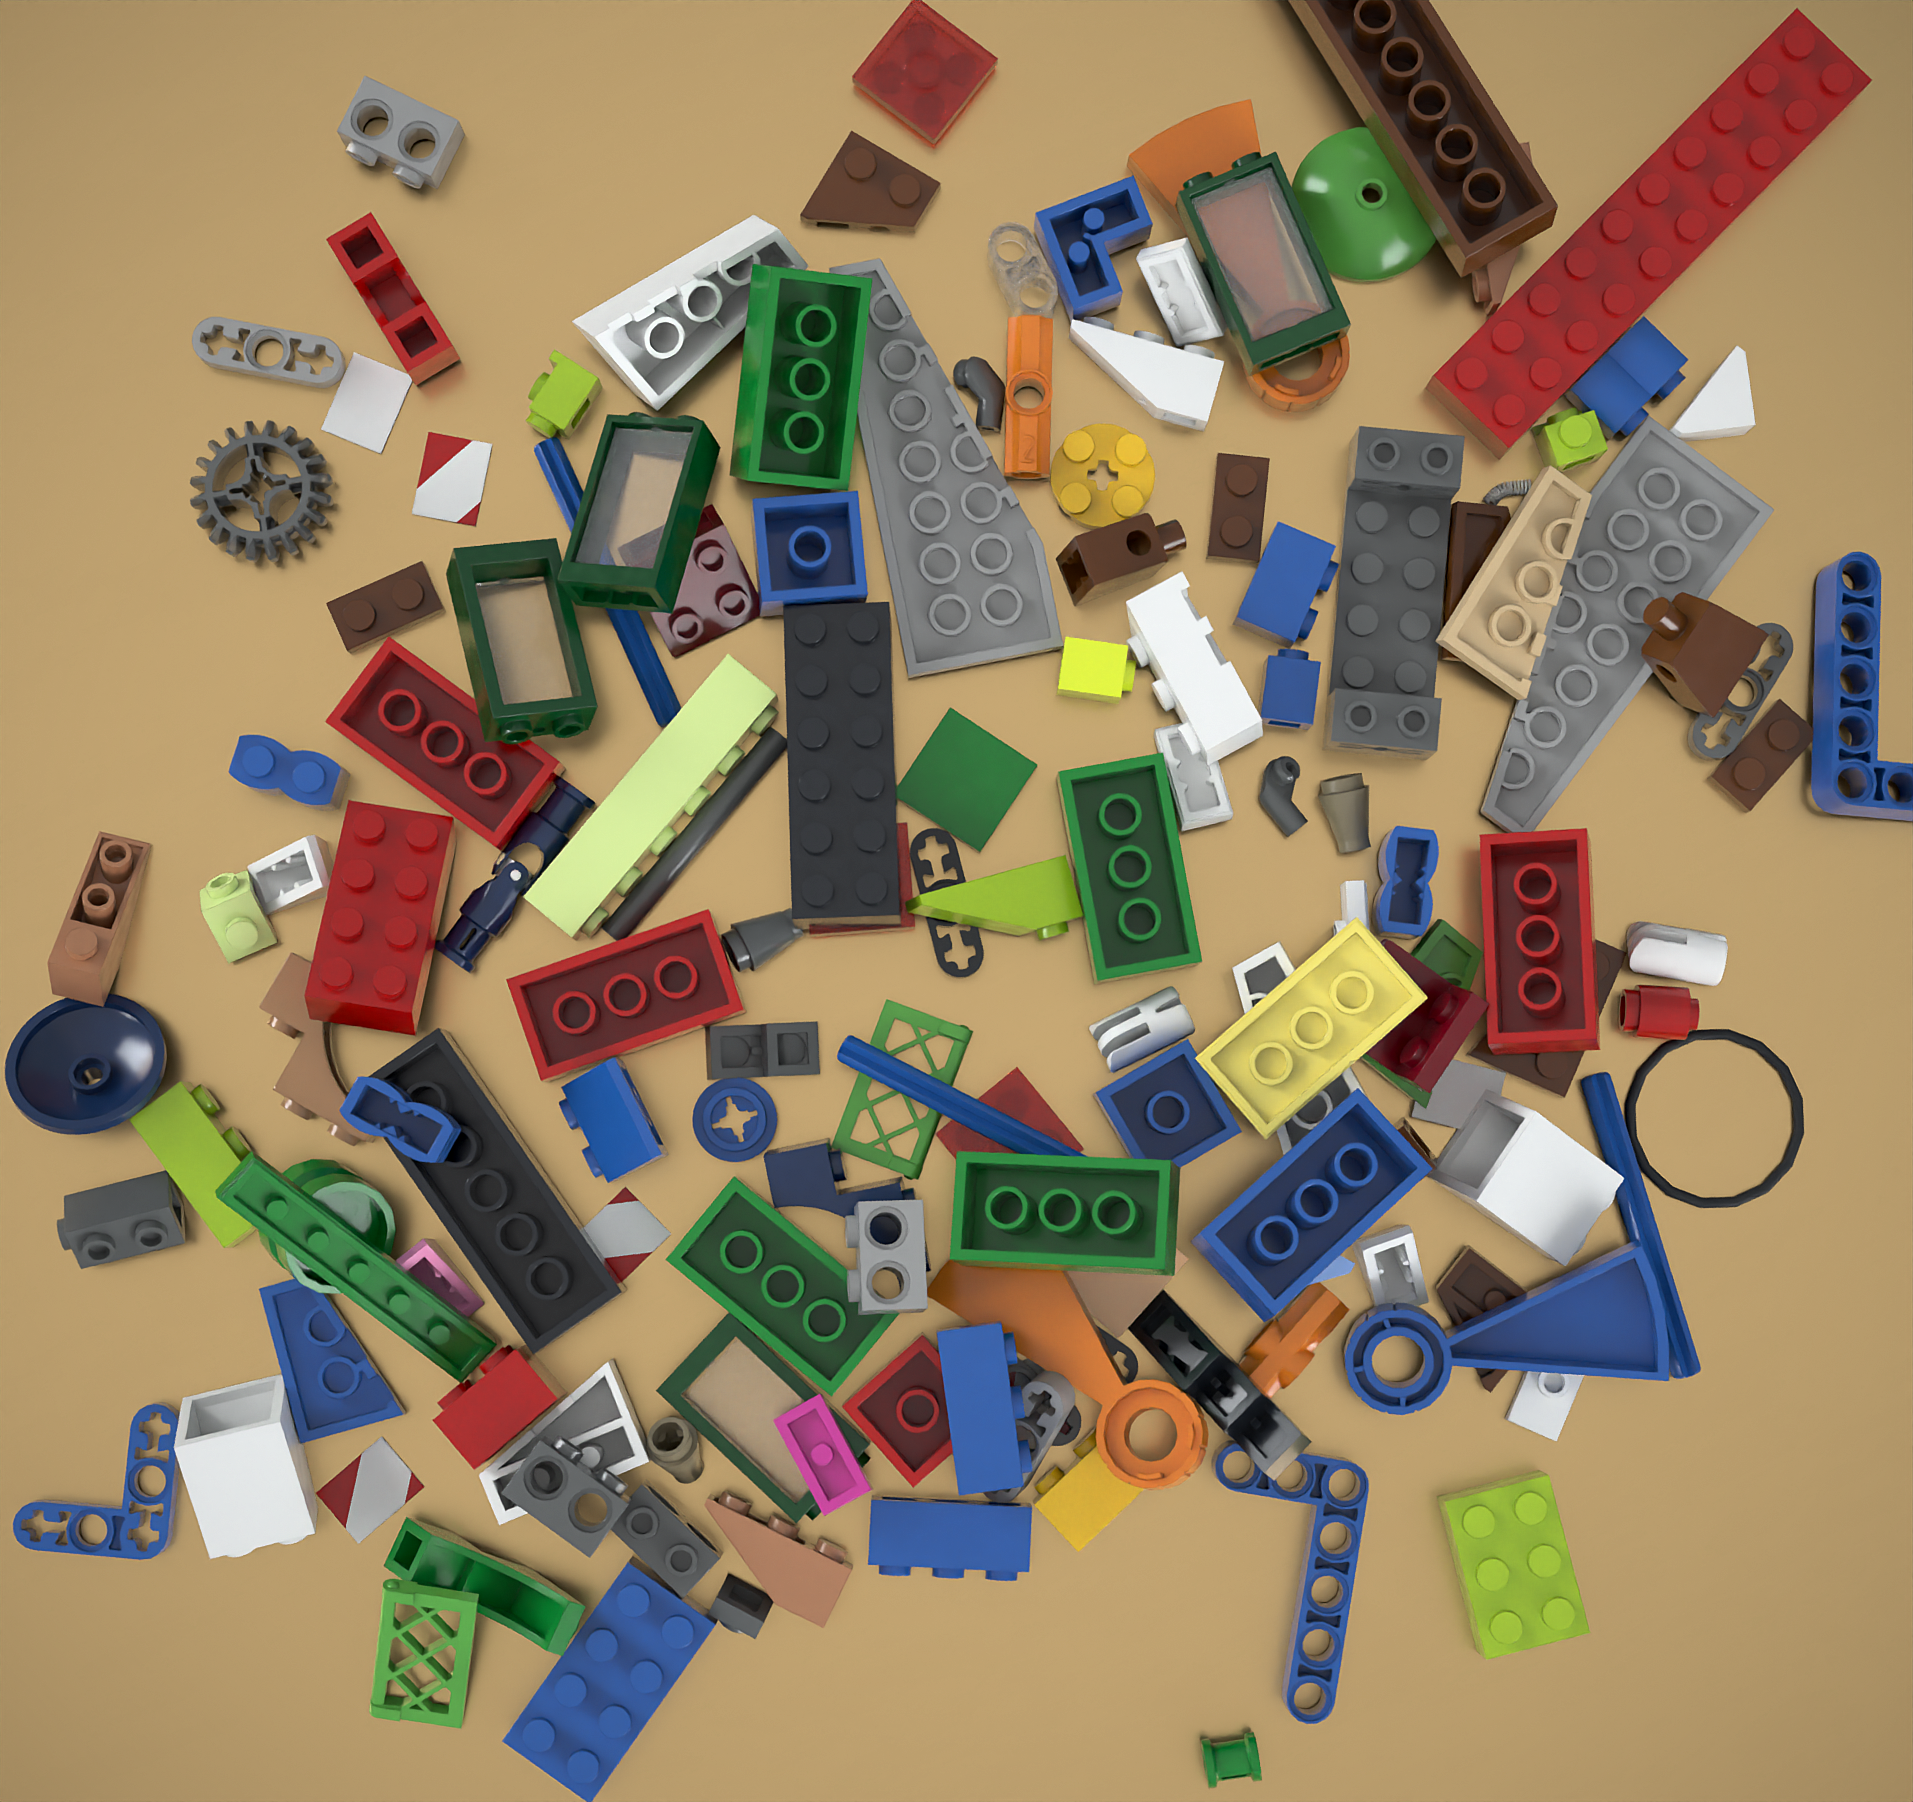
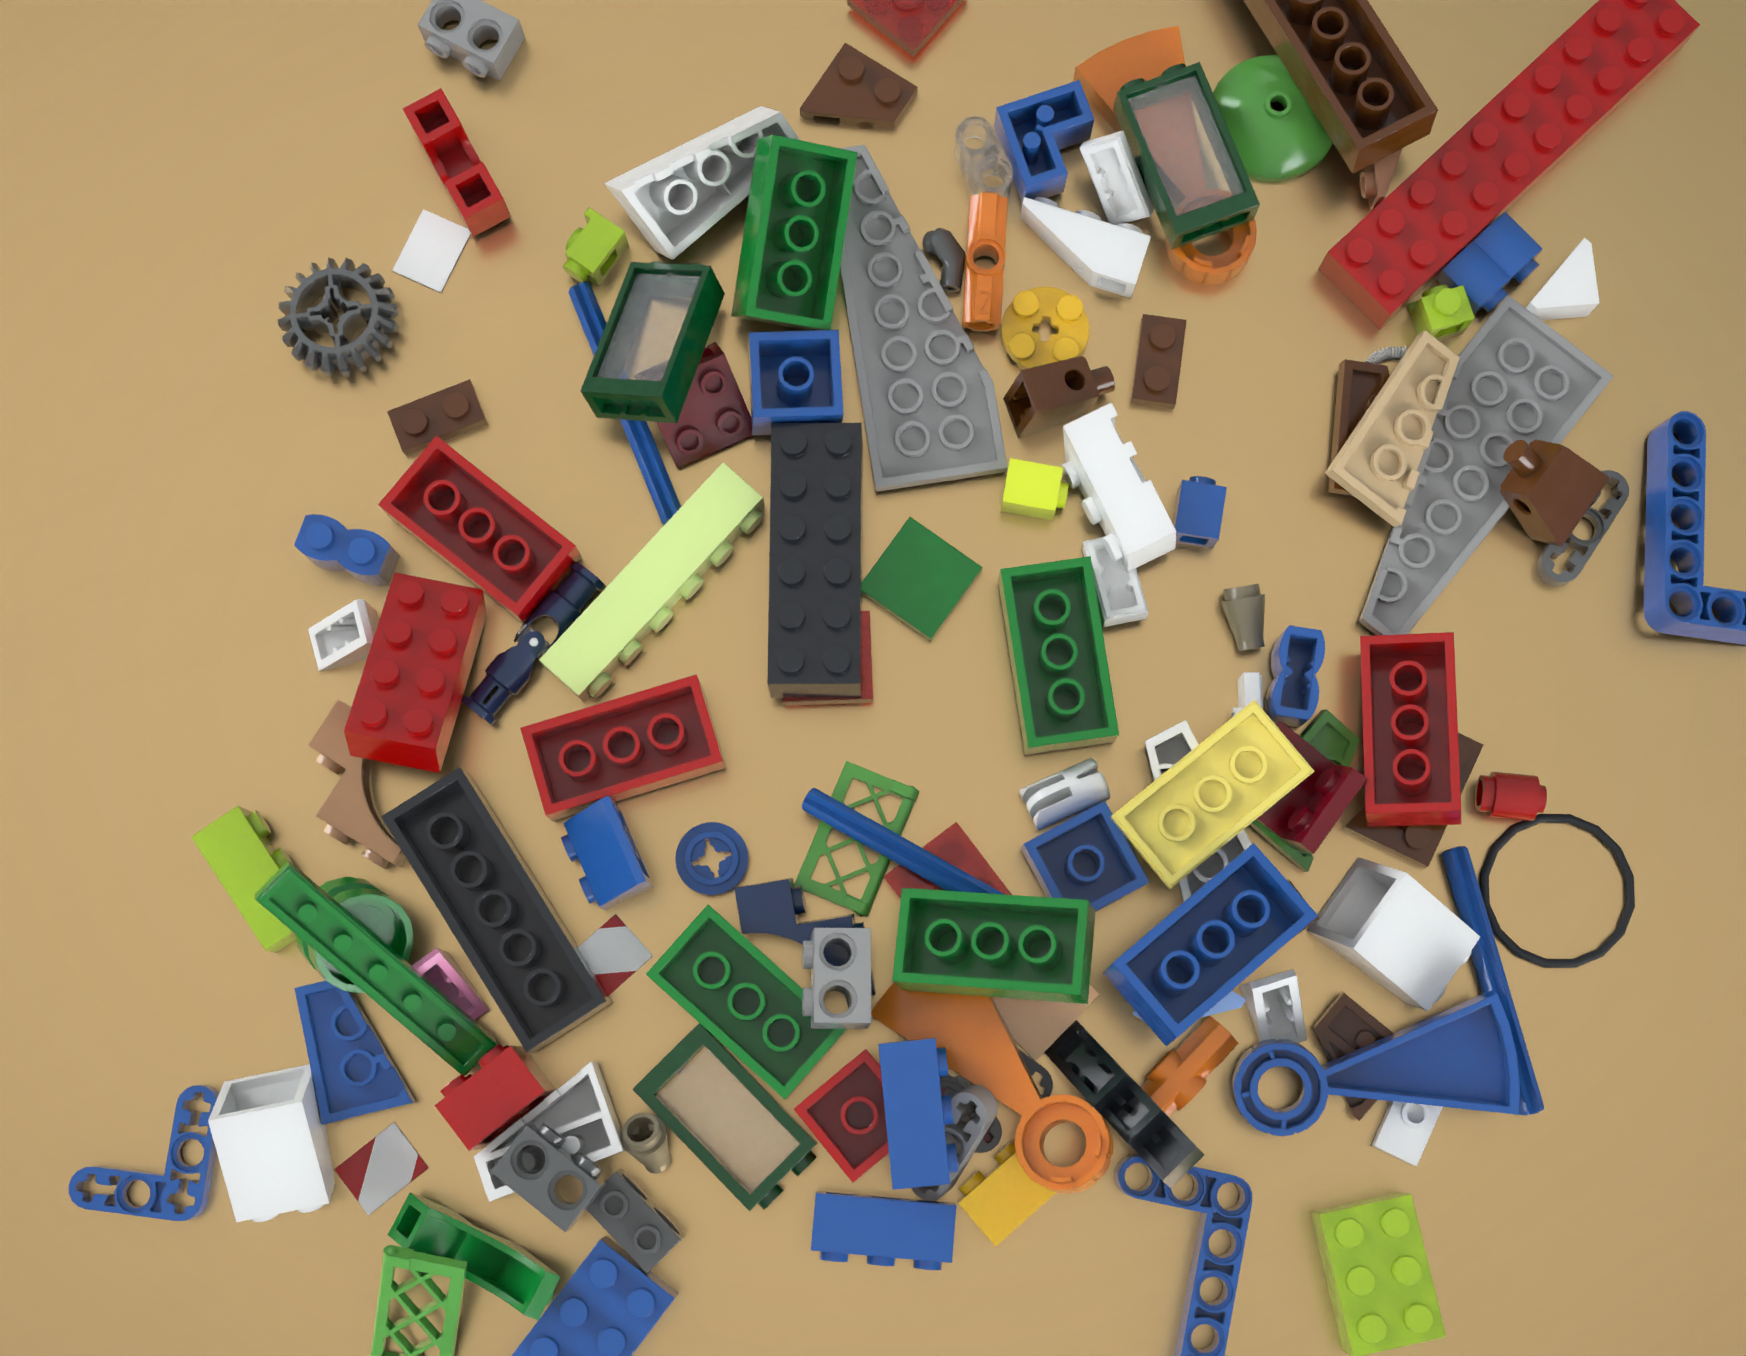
camera: 10 degrees right, 5 degrees down
(82, 1042) = (157, 788): dark blue dish -> none
(98, 920) = (177, 669): nougat slope -> none
(122, 1220) = (180, 923): dark grey brick -> none
(228, 357) = (318, 209): light grey beam -> none
(236, 915) = (295, 669): yellowish green bracket -> none
(412, 1127) = (414, 837): blue brick -> none
(452, 478) = (499, 315): white sticker -> none
(520, 641) = (548, 444): dark green window -> none
(695, 835) = (690, 615): dark grey piece -> none
(741, 1607) = (698, 1284): dark grey plate -> none
(759, 939) = (739, 705): dark grey cone -> none
(762, 1050) = (738, 800): dark grey slope -> none
(791, 1570) = (743, 1253): nougat slope -> none
(822, 1454) = (775, 1150): dark pink plate -> none
(924, 868) = (882, 651): black beam -> none
(1011, 902) = (955, 680): lime slope -> none
(1277, 792) = (1185, 599): dark grey arm -> none
(1285, 586) = (1197, 424): blue brick -> none
(1391, 593) = (1287, 433): dark grey plate -> none
(1458, 1093) = (1335, 860): white sticker -> none
(1677, 953) = (1527, 746): white arm -> none
(1762, 756) = (1601, 583): reddish brown plate -> none

